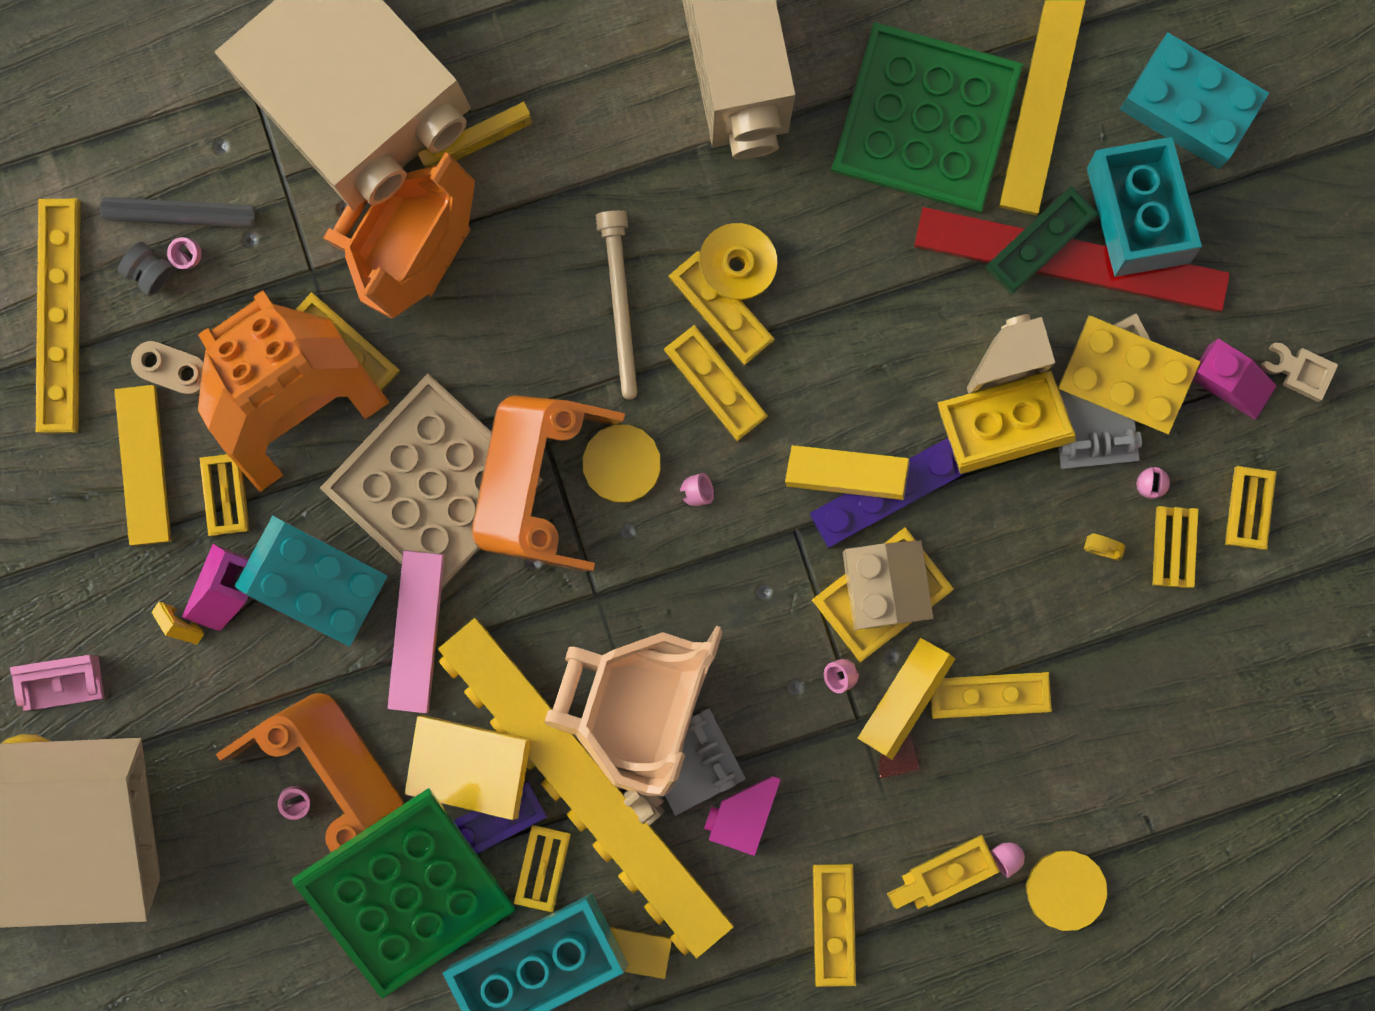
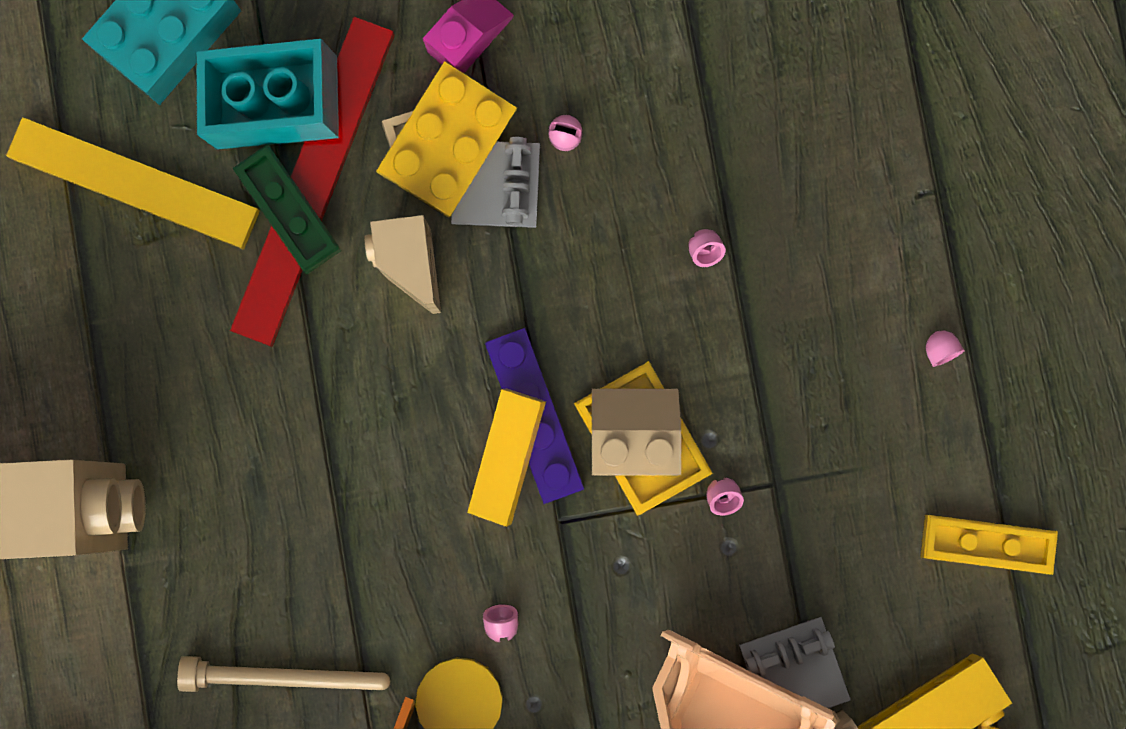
camera: 75 degrees left, 0 degrees up
(715, 383) = (386, 585): yellow tile -> none
(726, 316) = (305, 566): yellow tile -> none
(743, 244) = (237, 536): yellow dish -> none
(743, 816) = (862, 627): dark pink slope -> none
(903, 762) = (818, 448): clear red tile -> none
(906, 698) = (759, 430): yellow tile -> none
(927, 117) = (133, 311): green tile -> none
(946, 874) = (952, 417): yellow hinge -> none
(992, 695) = (766, 340): yellow tile -> none
(1006, 422) = (478, 277): yellow tile -> none
(1063, 623) = (701, 252): none -> bright pink hinge
(1066, 890) = (984, 291): yellow tile -> none
(1104, 547) = (626, 194): yellow tile -> none
(1190, 547) = (641, 105): yellow tile -> none
(1235, 507) = (604, 51): yellow tile -> none

